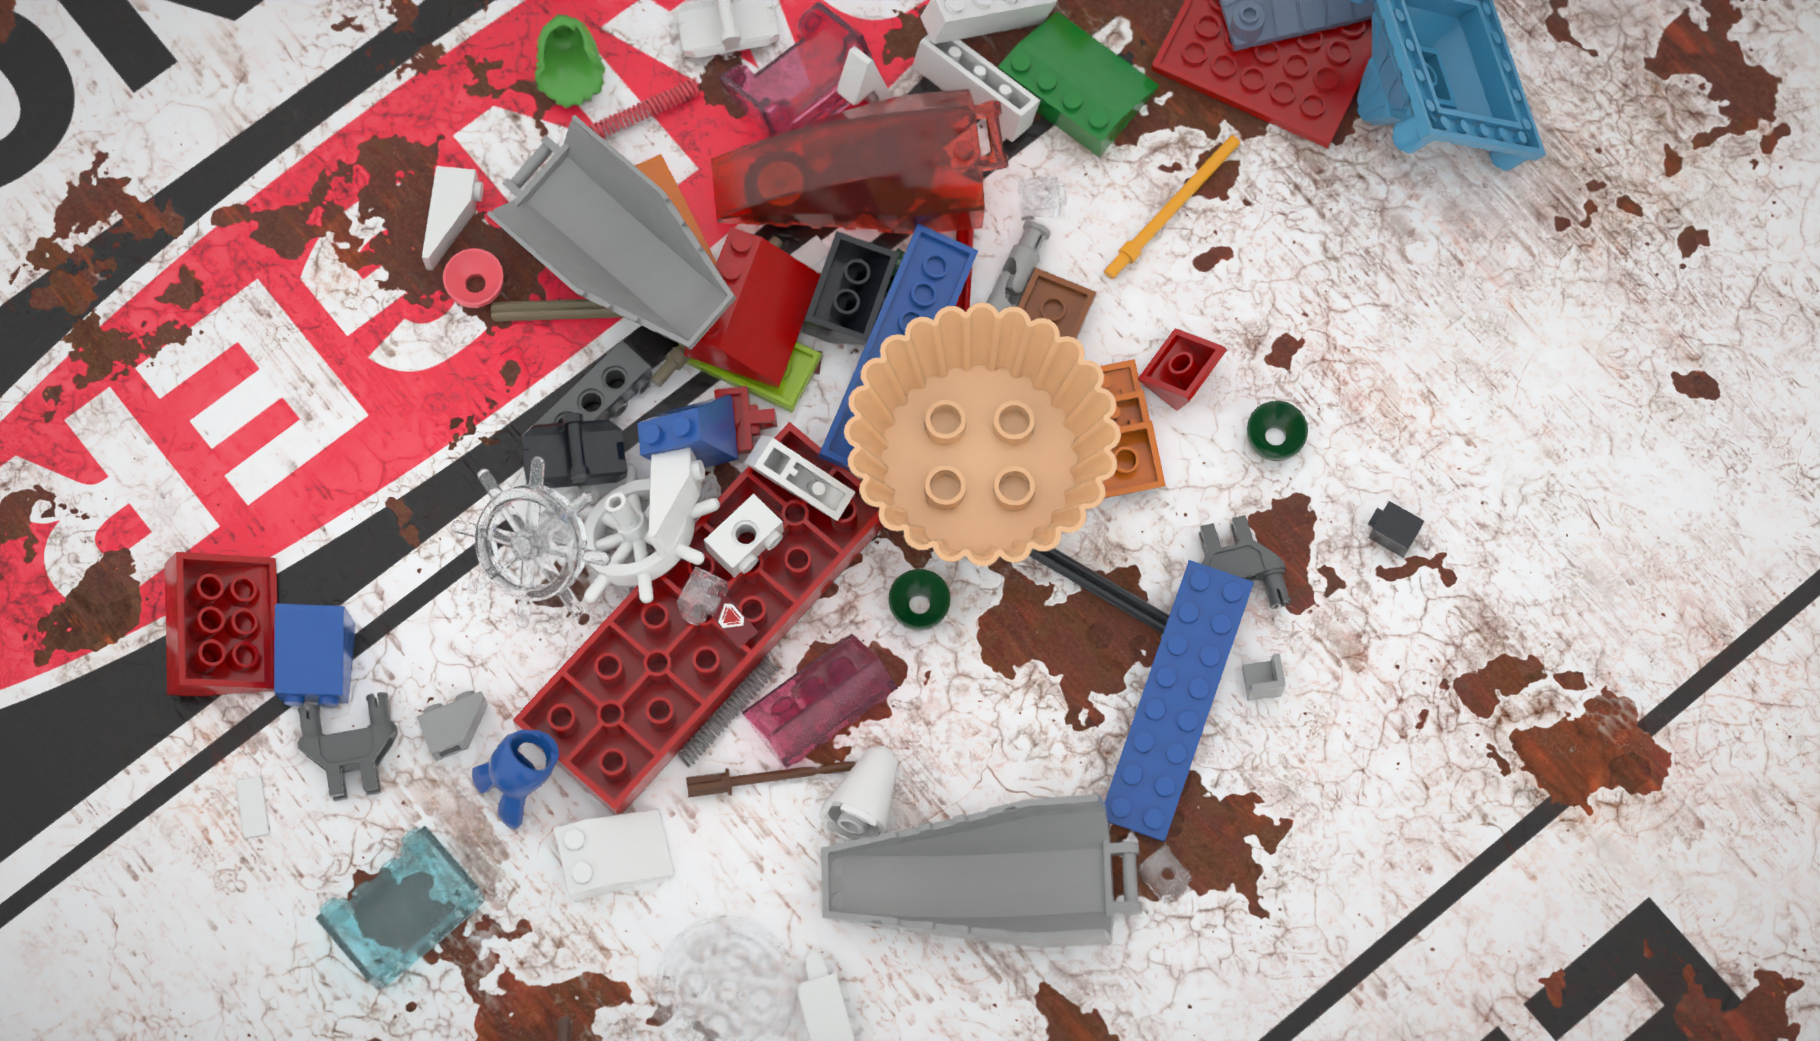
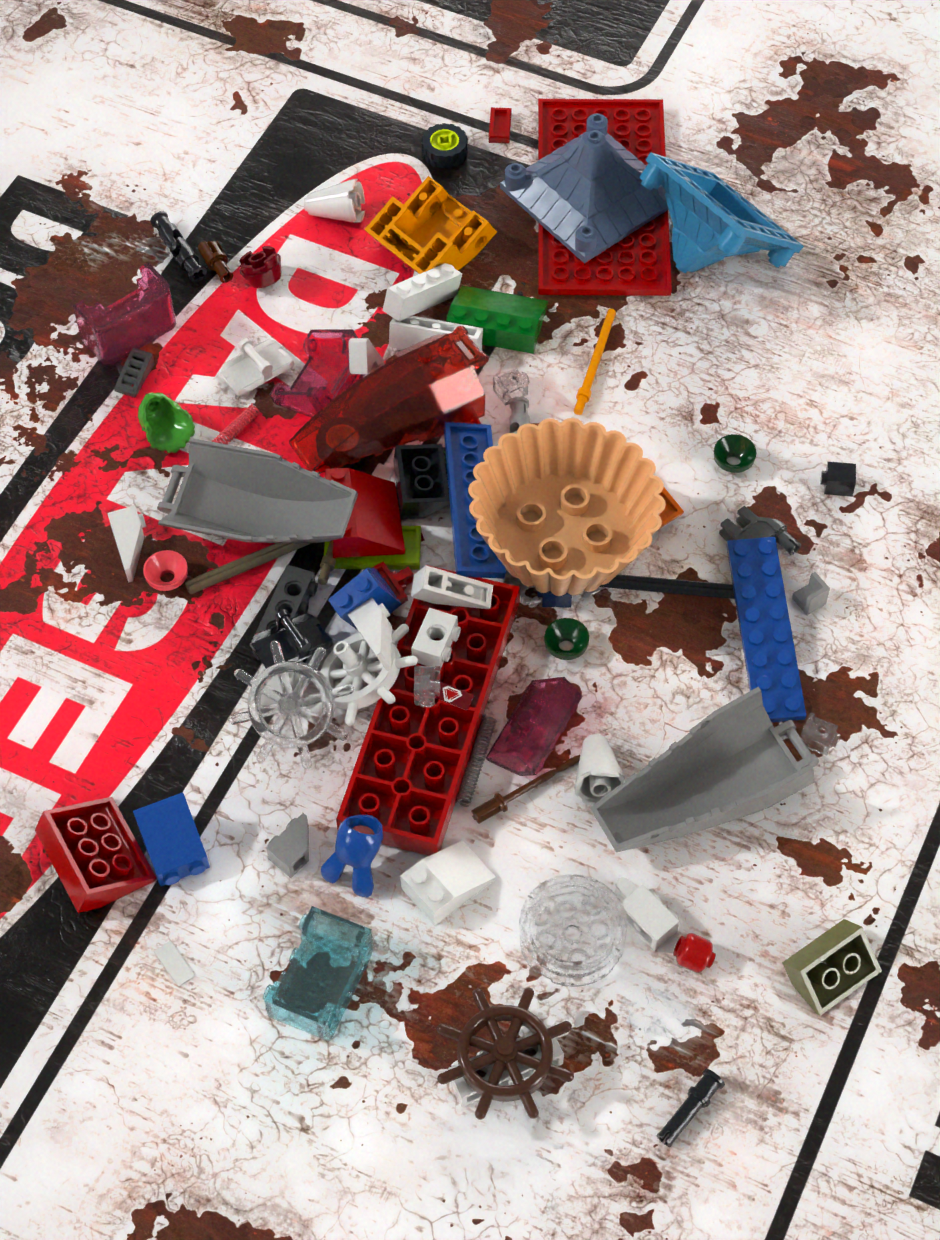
camera: 25 degrees left, 15 degrees down
(349, 750) = (227, 893): dark grey connector -> none
(1181, 367) = (658, 439): red slope -> none

